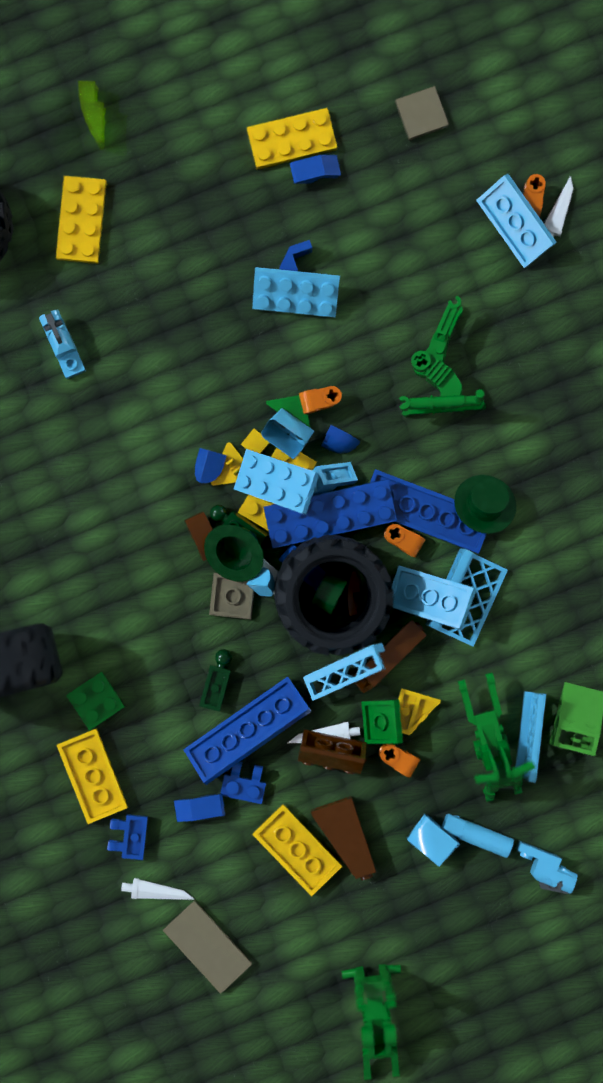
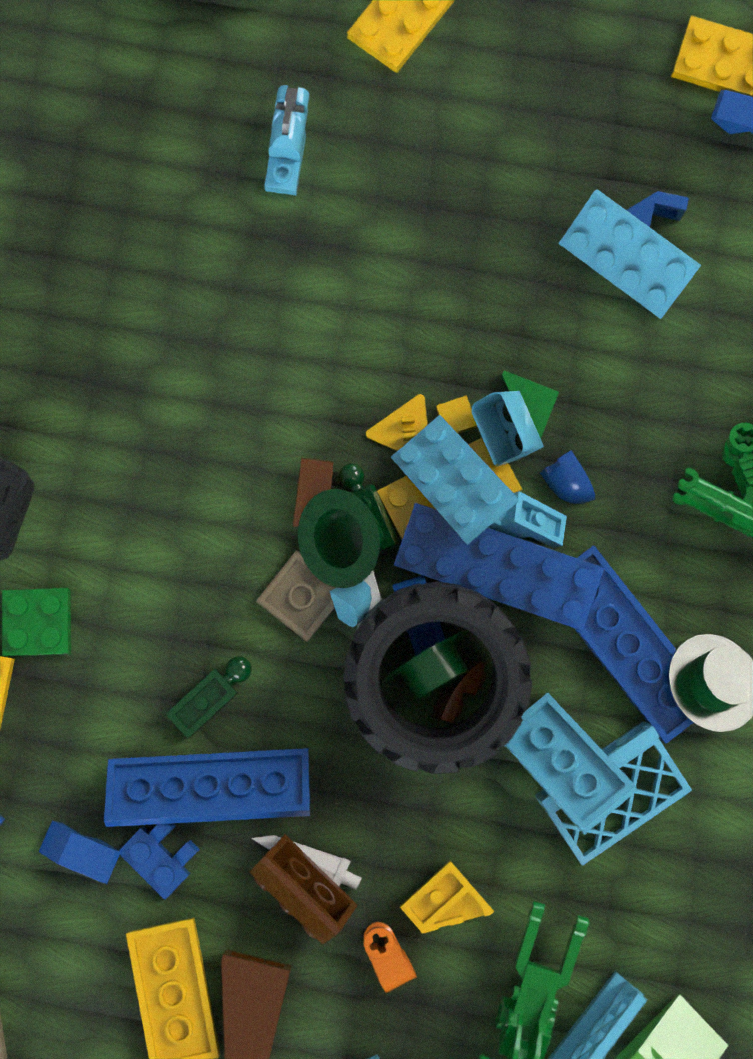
camera: 30 degrees right, 5 degrees down
(208, 465) = (378, 407): blue brick -> none
(316, 399) = (571, 408): orange piece -> none
(344, 664) = (392, 780): medium azure fence -> none
(382, 722) = (396, 891): green plate -> none
(394, 652) = (459, 807): reddish brown slope -> none
(407, 541) = (578, 668): orange piece -> none

